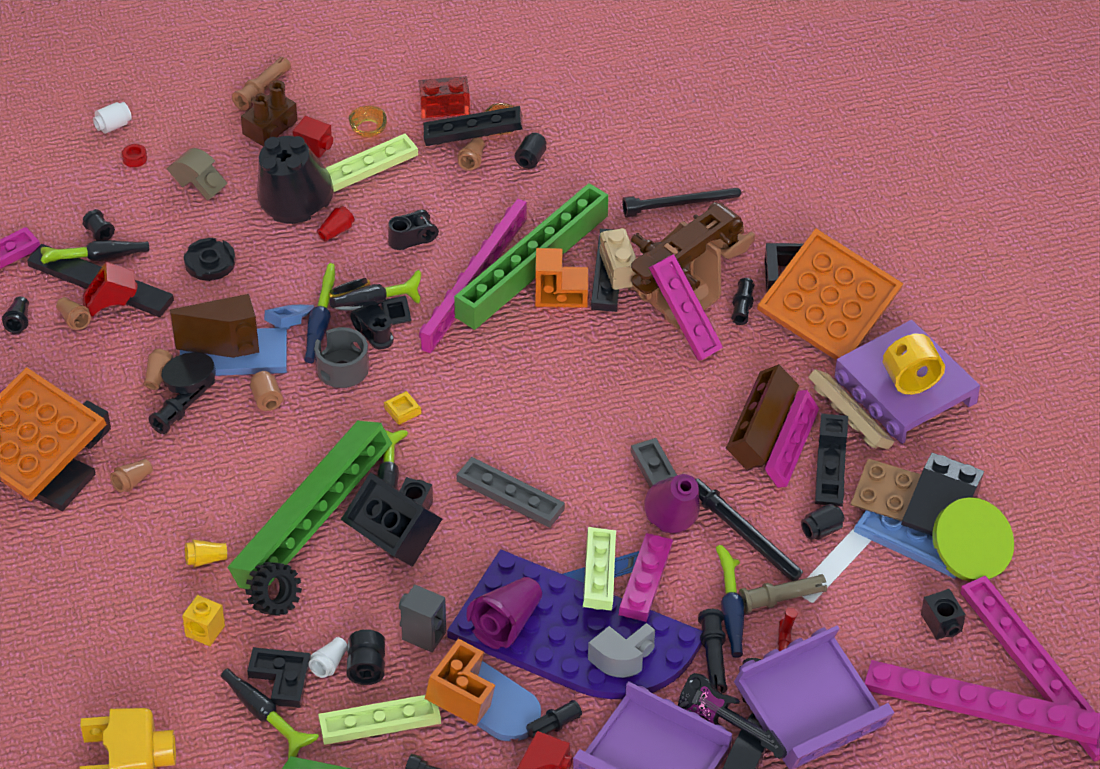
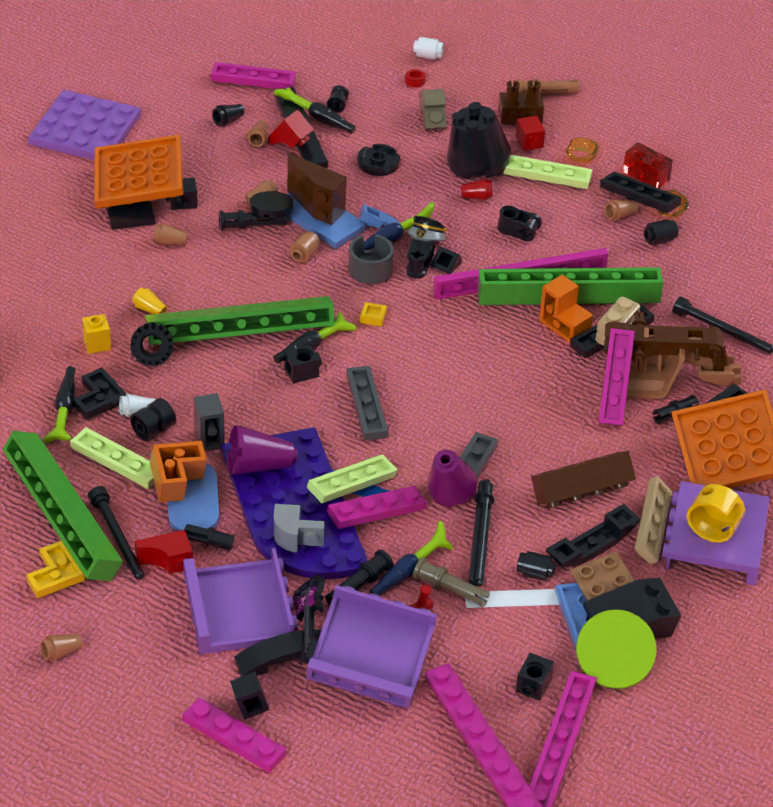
camera: 45 degrees right, 5 degrees down
(376, 293) = (436, 237): black piece -> none
(391, 519) = (268, 361): black slope -> none
(792, 439) = (586, 505): dark pink plate -> none

